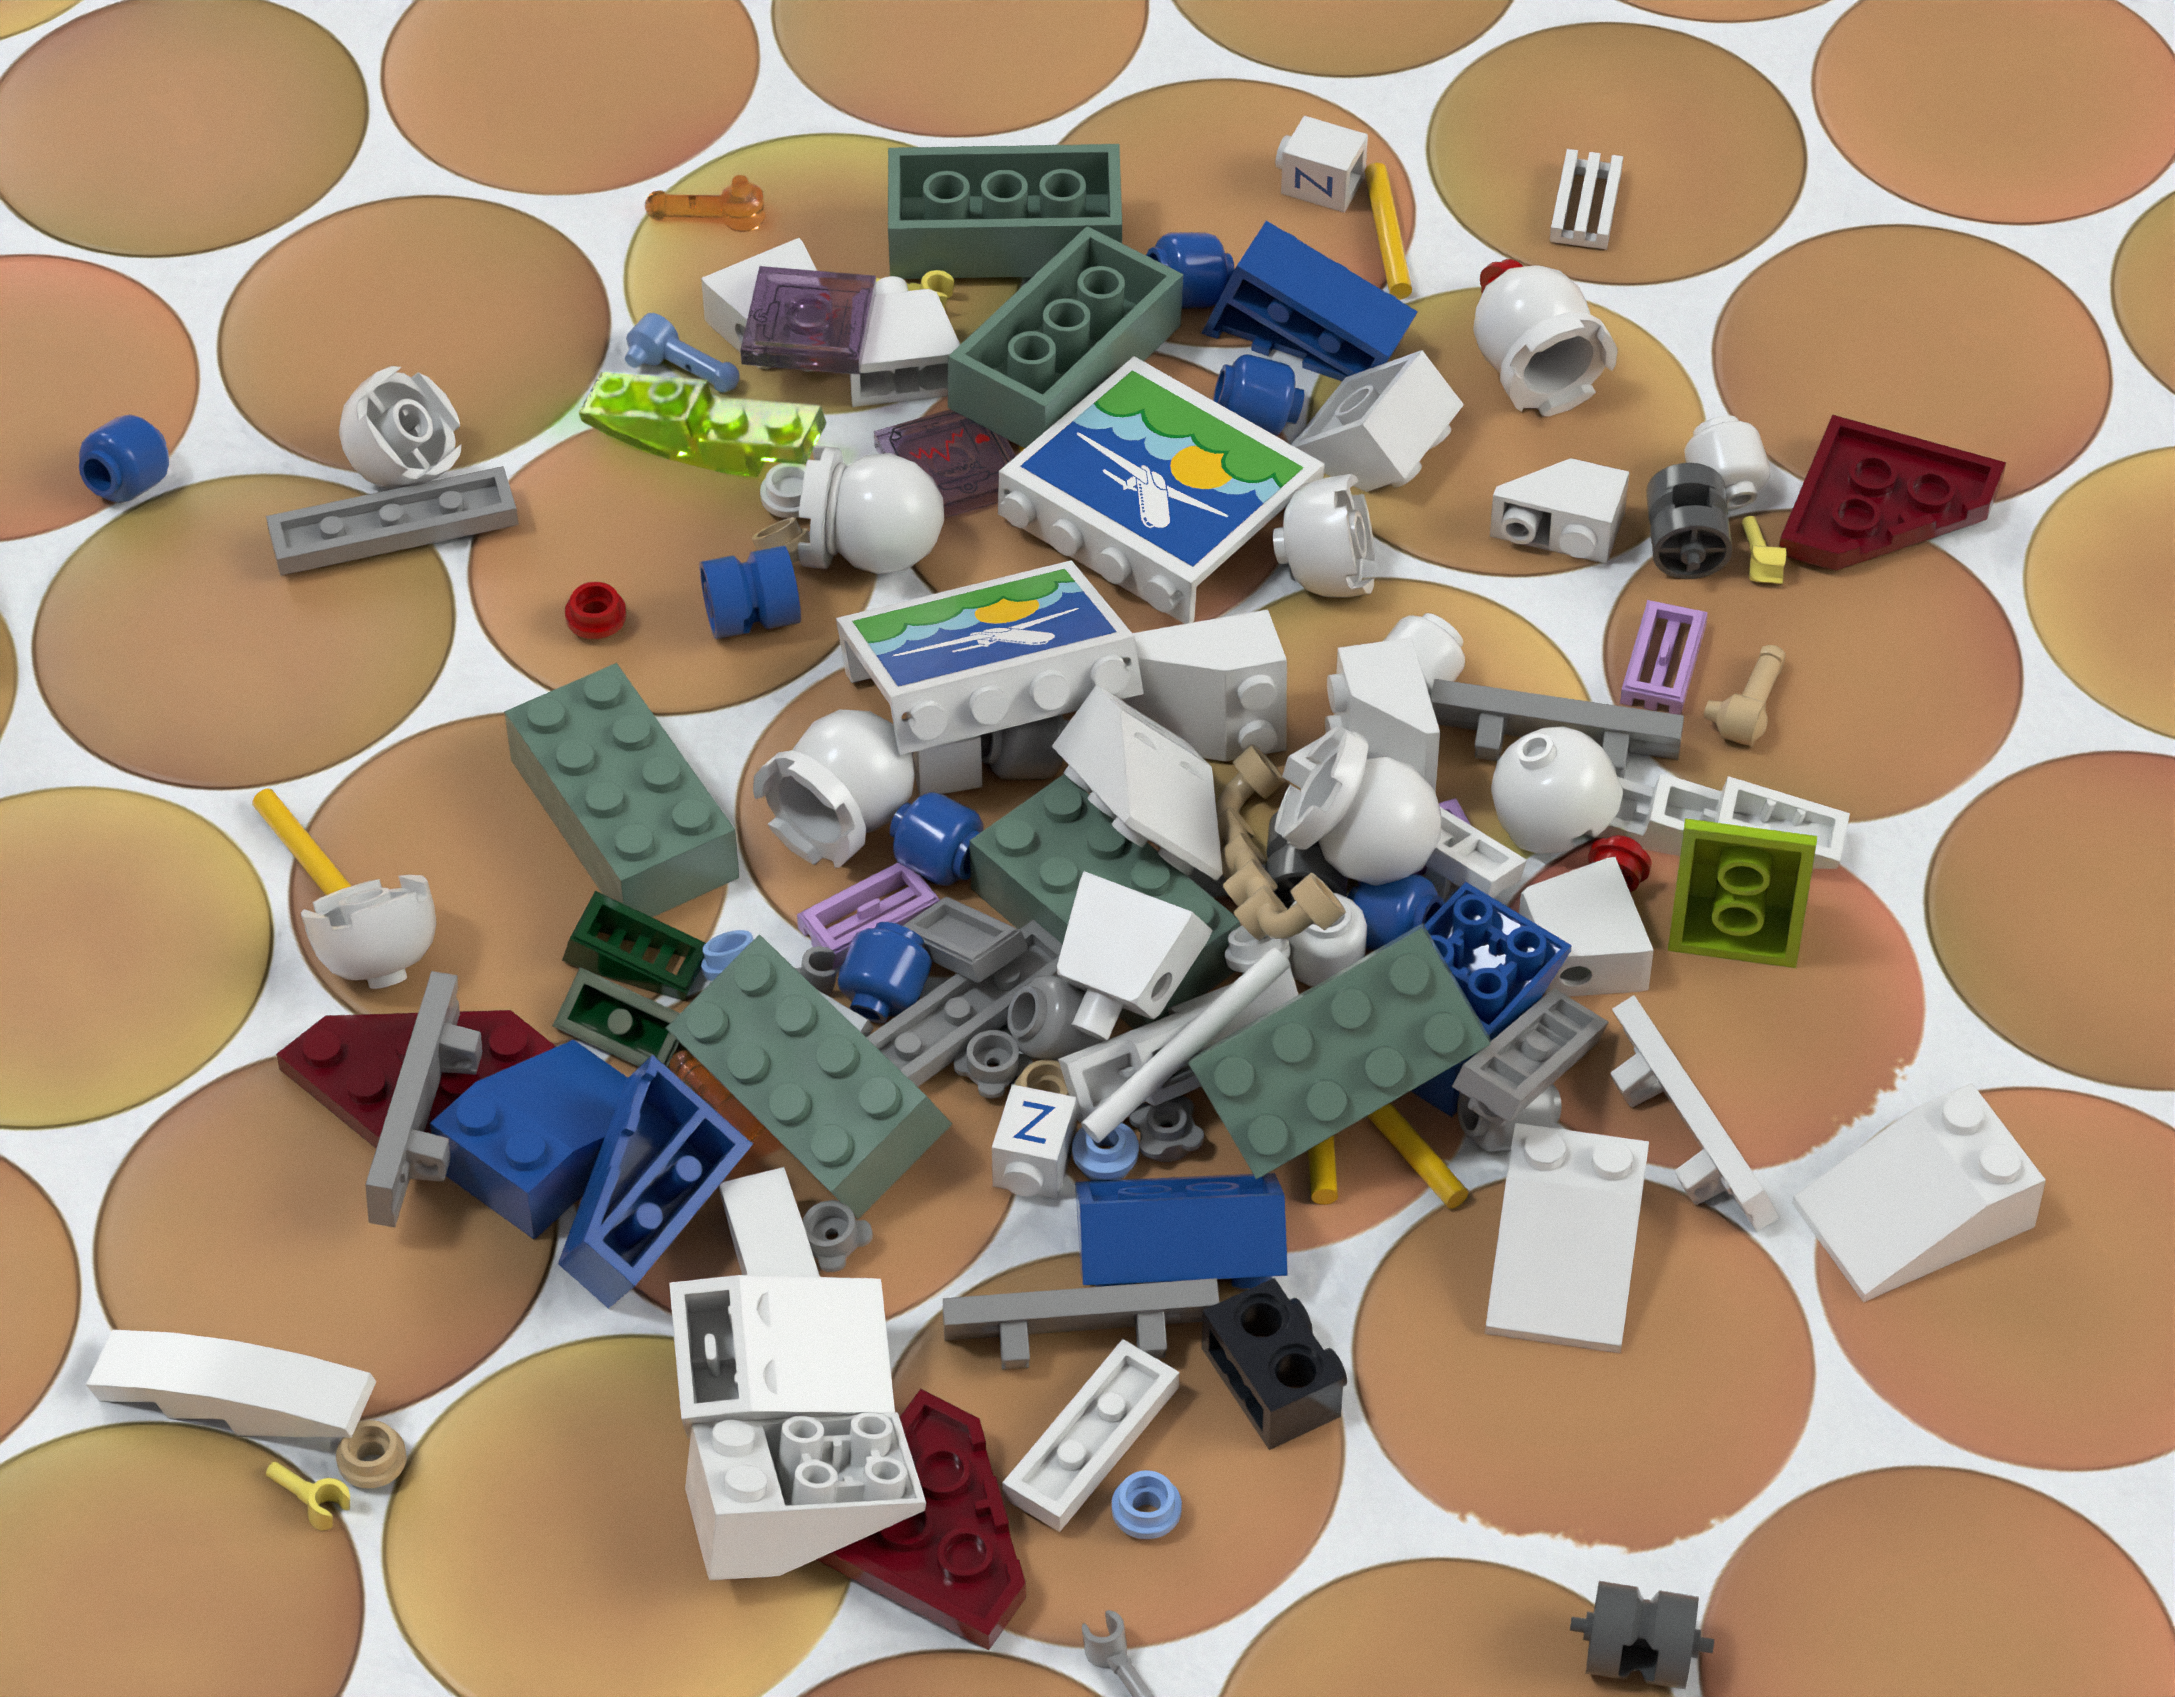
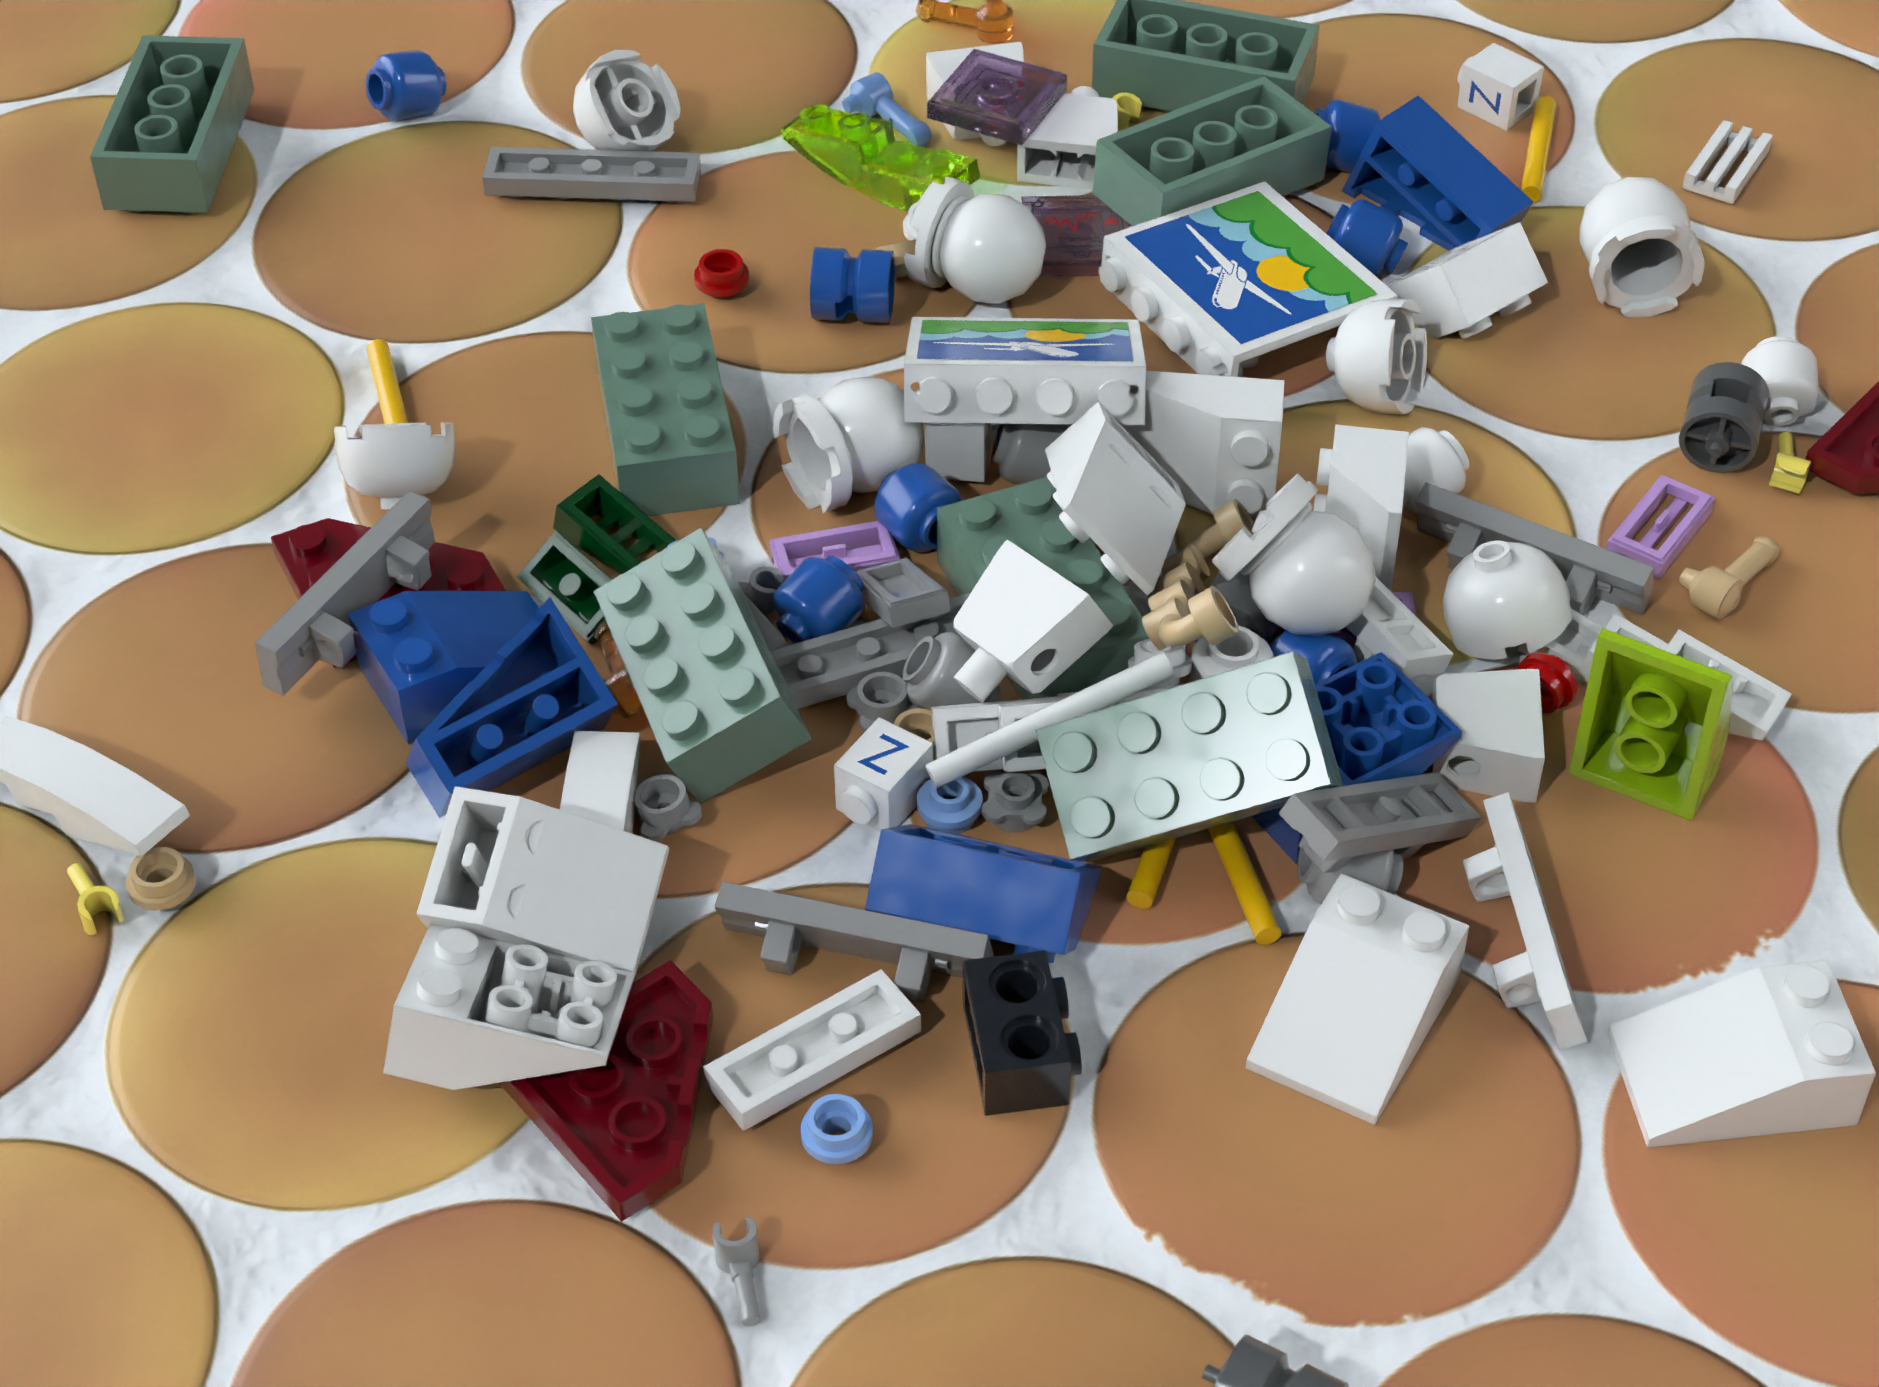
camera: 20 degrees right, 5 degrees down
(1563, 509) = (1609, 384): white slope -> none

